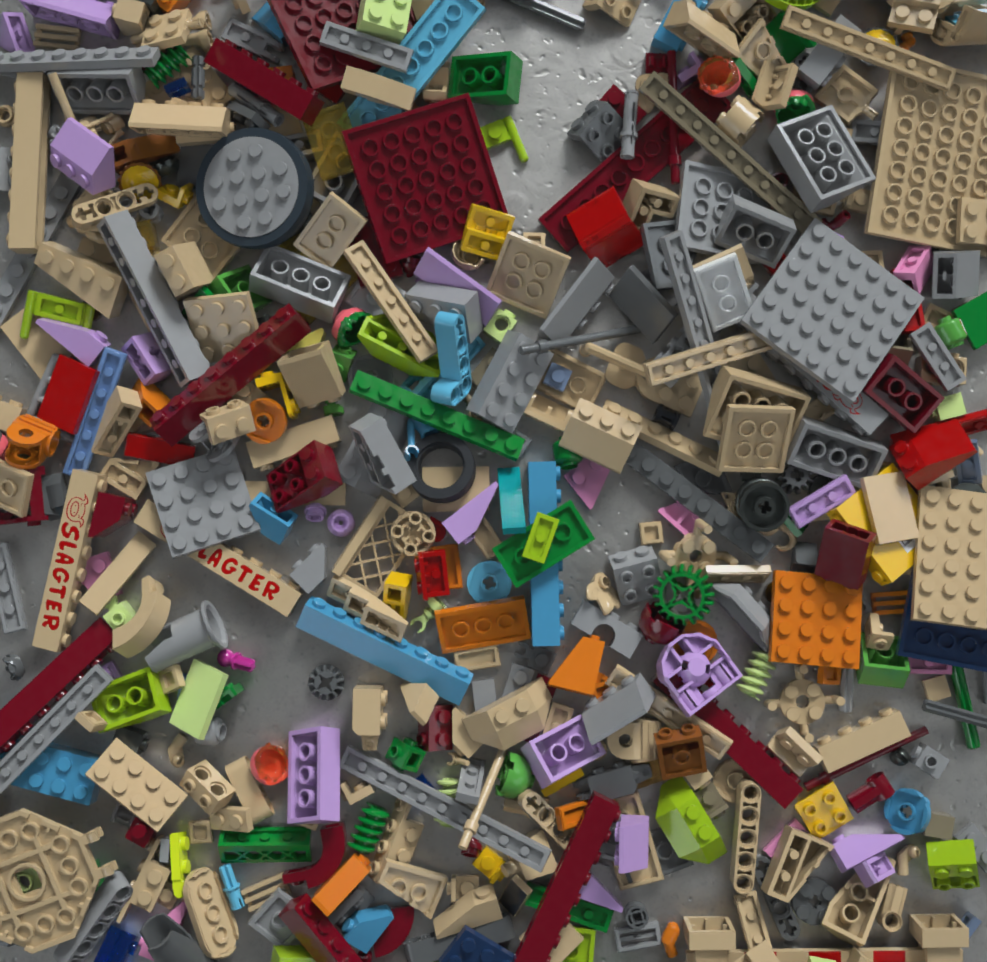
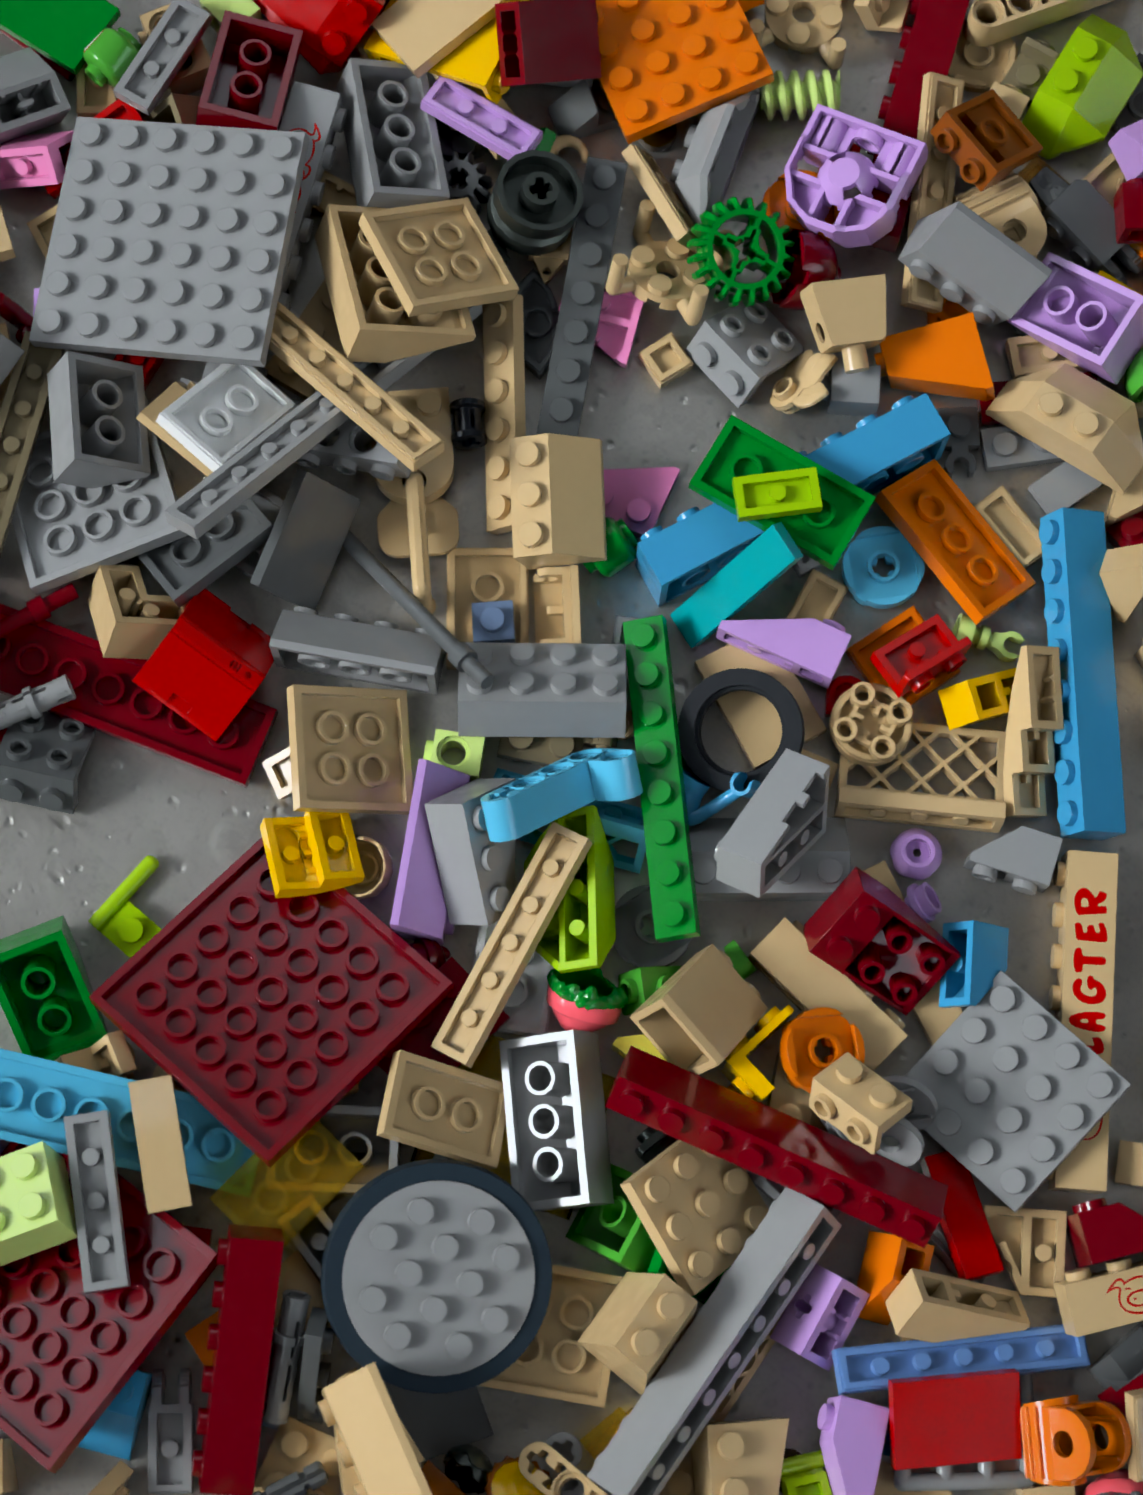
camera: 120 degrees left, 10 degrees down
(174, 196) = (515, 1422): yellow bracket -> none
(620, 629) = (847, 317): none -> tan torso

